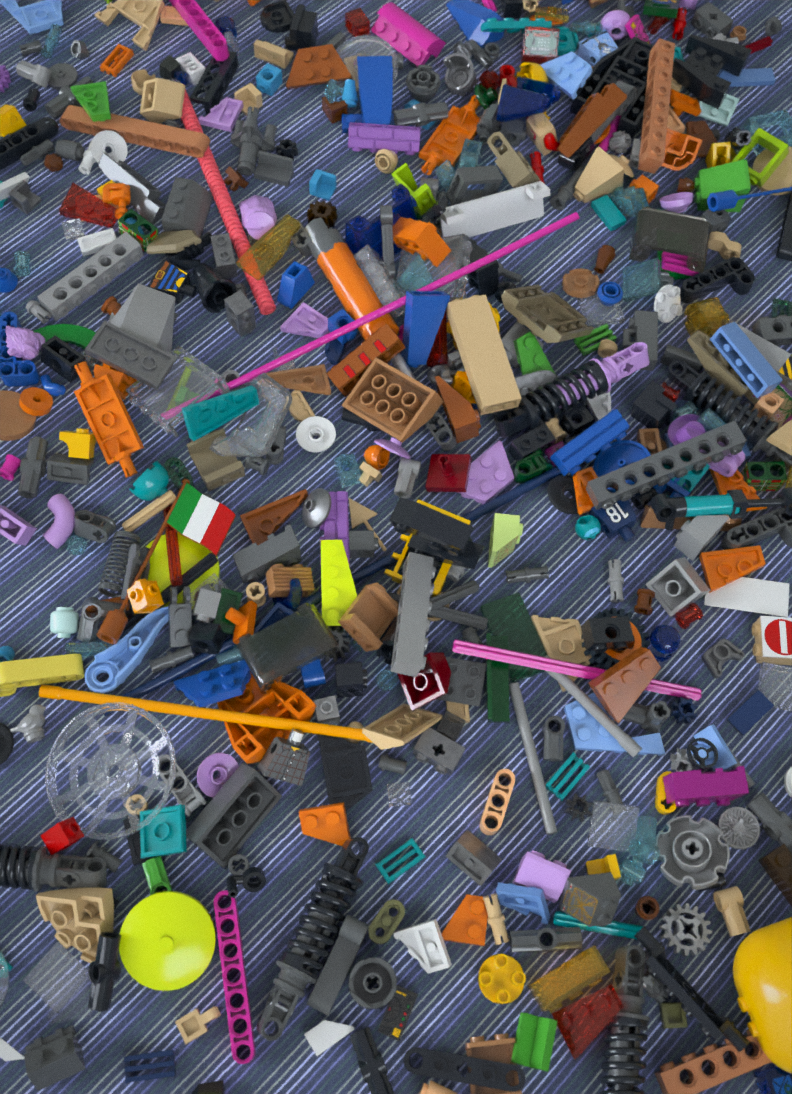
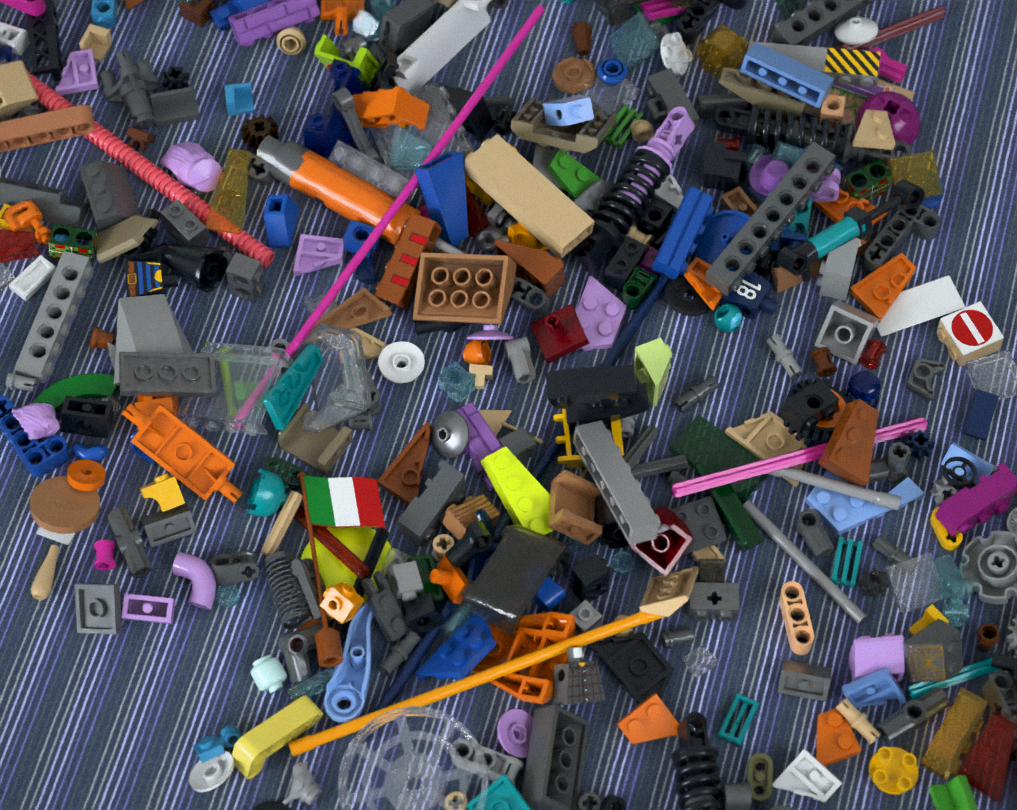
camera: 25 degrees left, 5 degrees down
(275, 602) = (476, 540): none -> black piece
(556, 306) = (573, 110): none -> light blue torso

